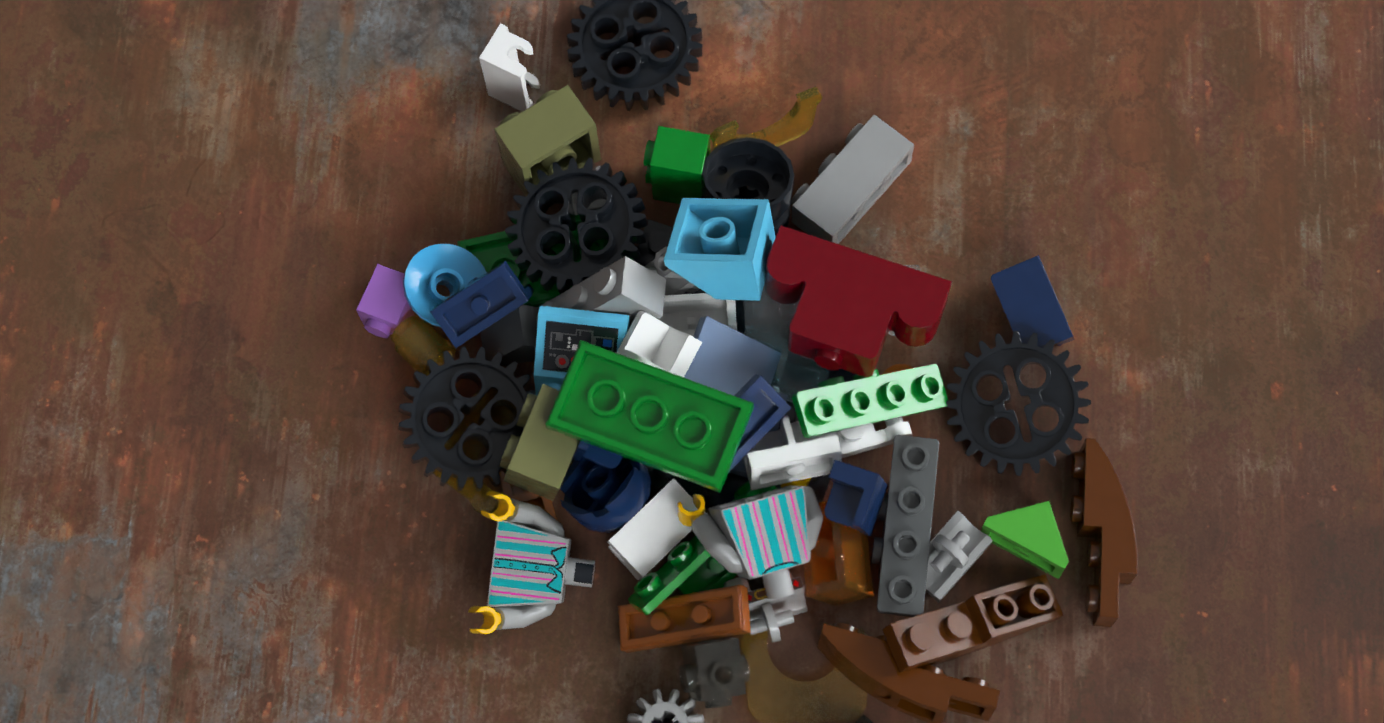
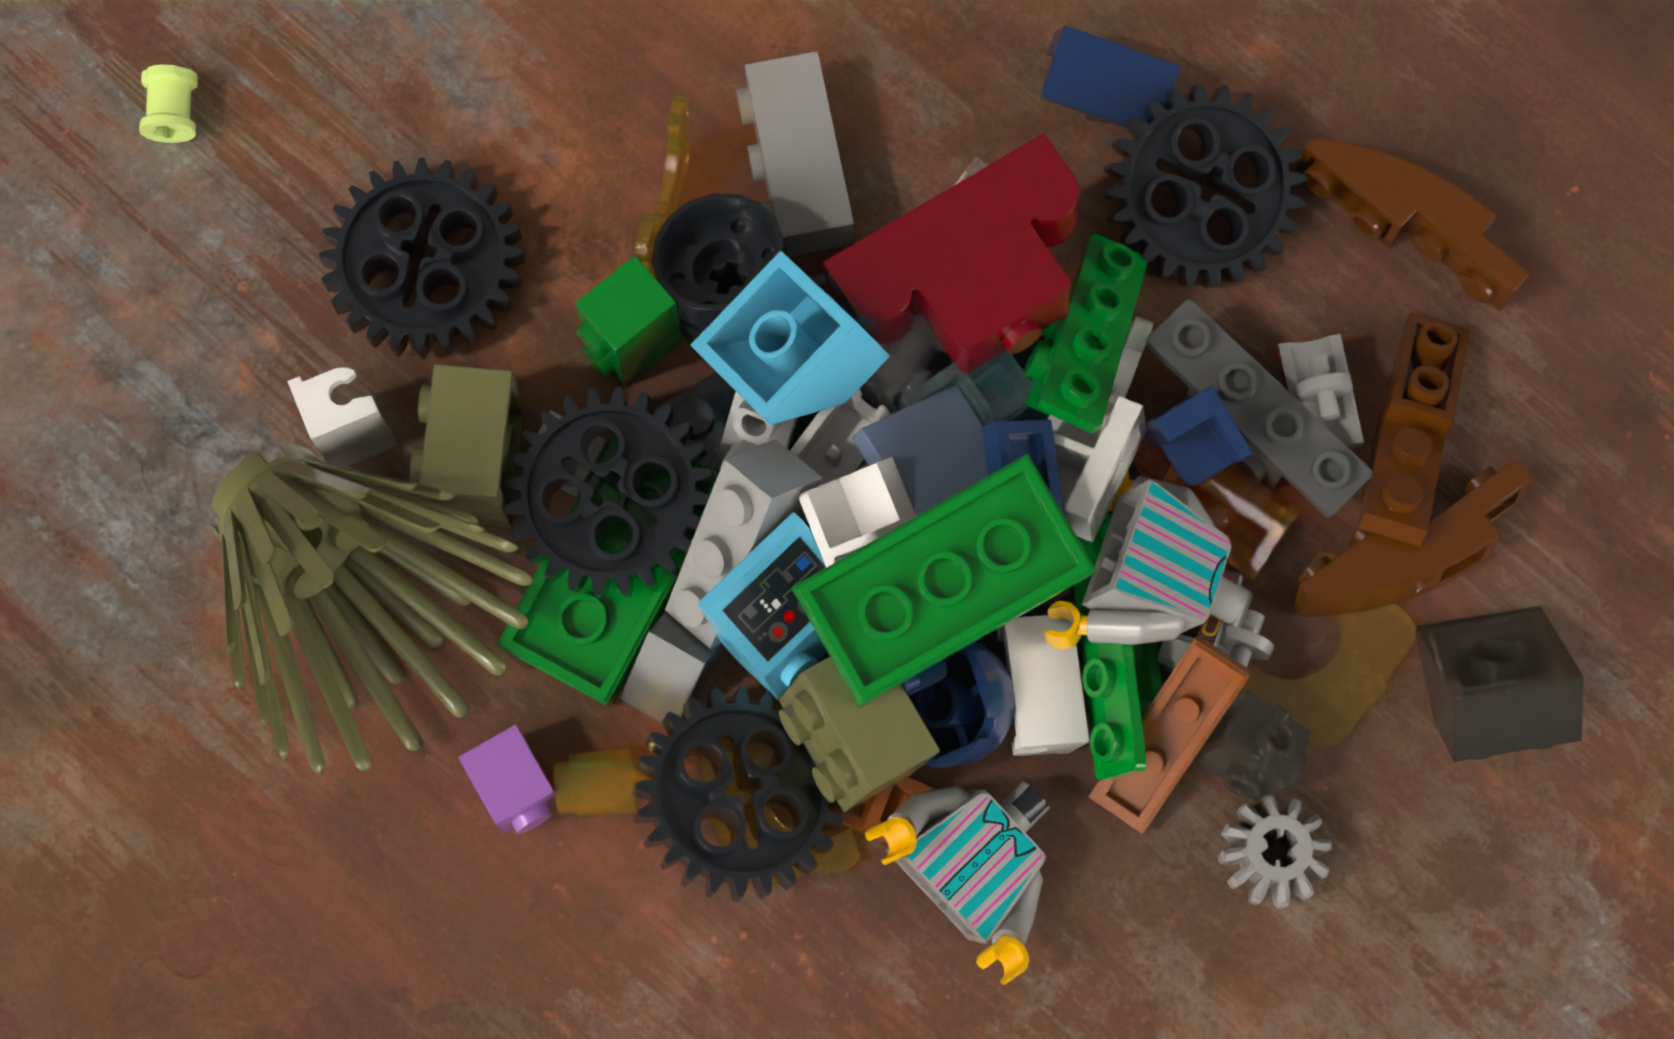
camera: 55 degrees left, 5 degrees up
(432, 101) = (300, 536): none -> olive plant
(437, 266) = (555, 672): dark azure dish -> none
(481, 304) = (621, 672): dark blue panel -> none
(1031, 536) = (1364, 291): bright green slope -> none

